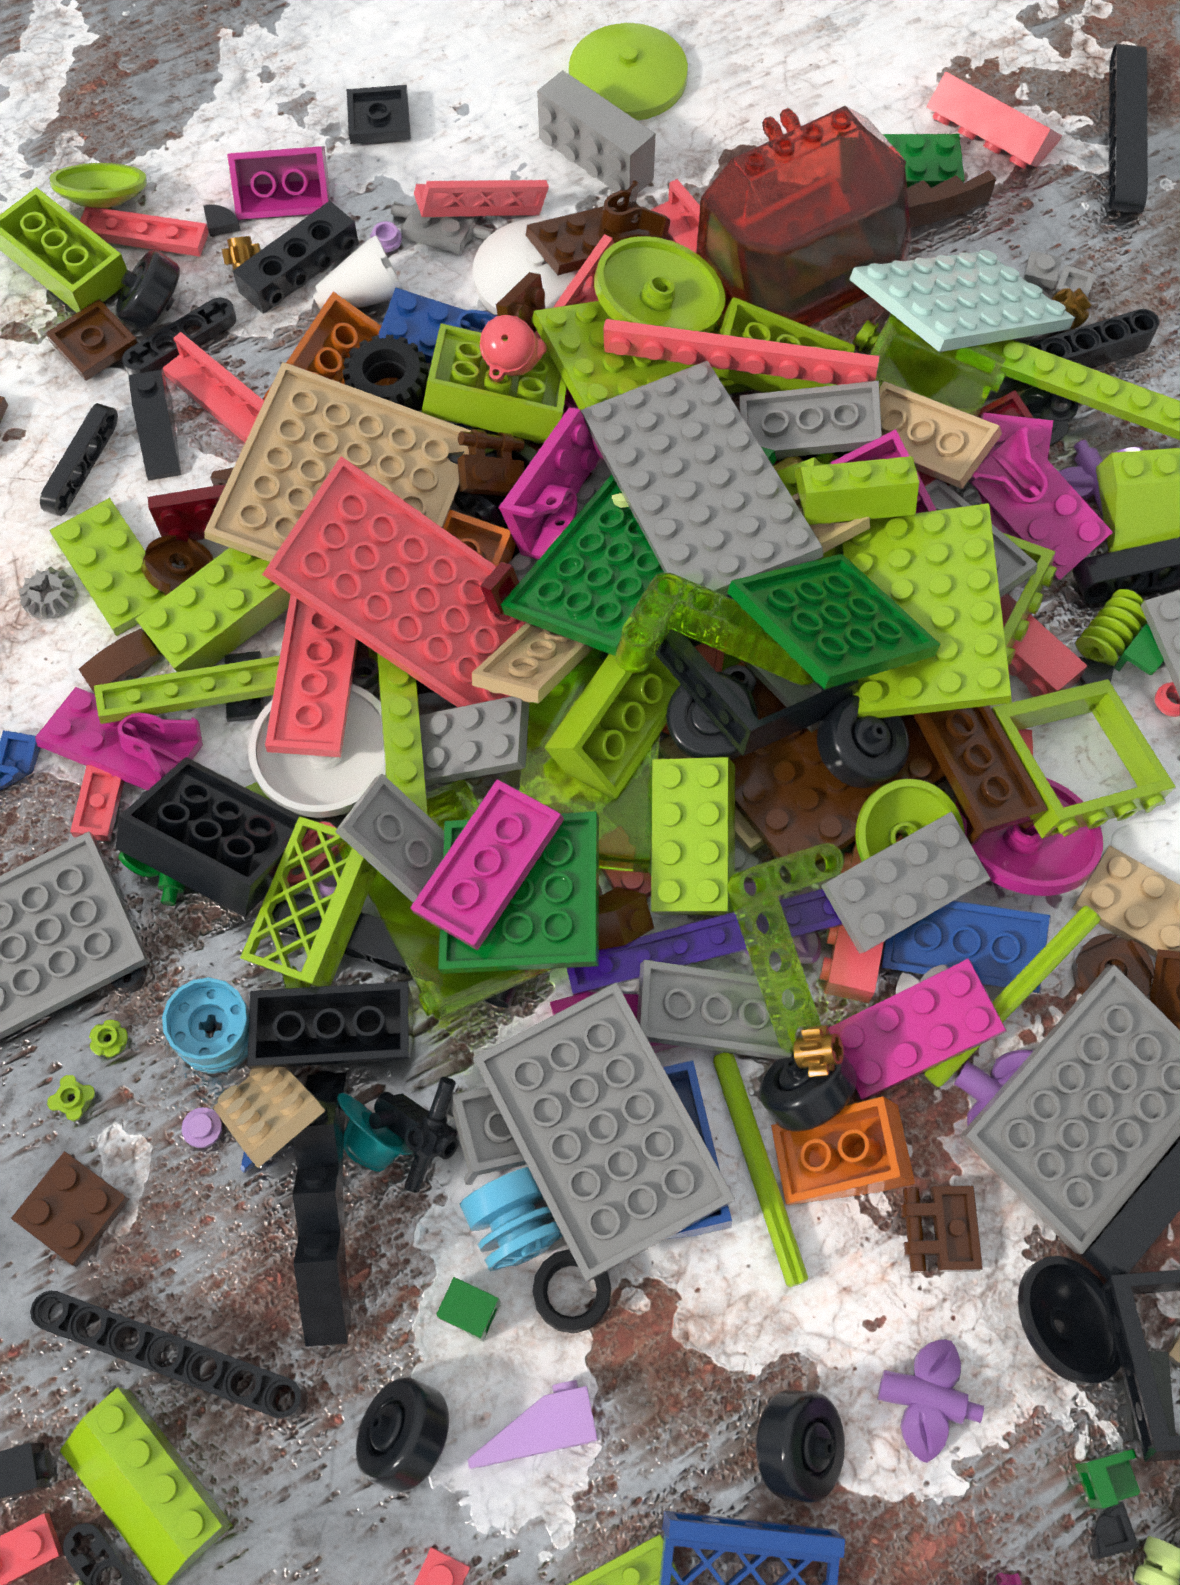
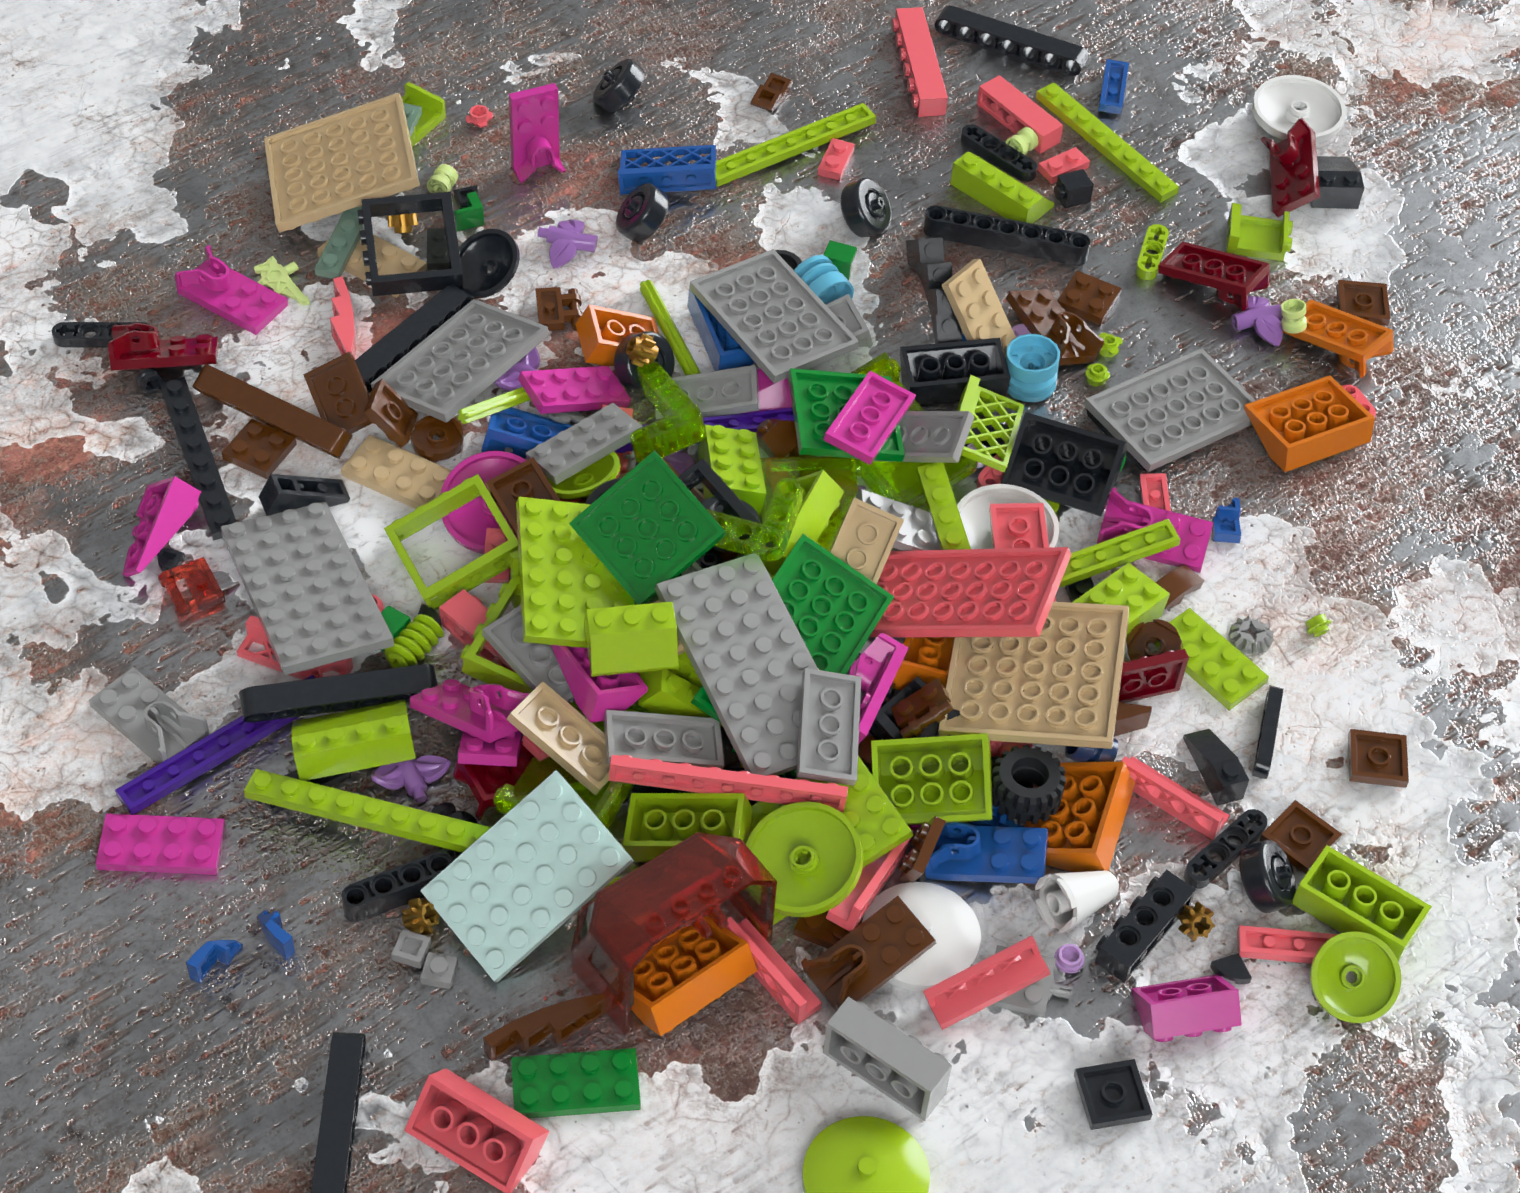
camera: 170 degrees right, 15 degrees down
(151, 1133) = (1046, 317): none -> reddish brown plate
(367, 1145) = (913, 326): teal piece -> none
(422, 1130) = (881, 325): black piece -> none
(499, 586) = (897, 607): dark red plate -> none
(512, 356) = (928, 763): coral hair -> none
(547, 1426) = (787, 216): lavender slope -> none
(614, 400) = (829, 727): none -> light grey plate

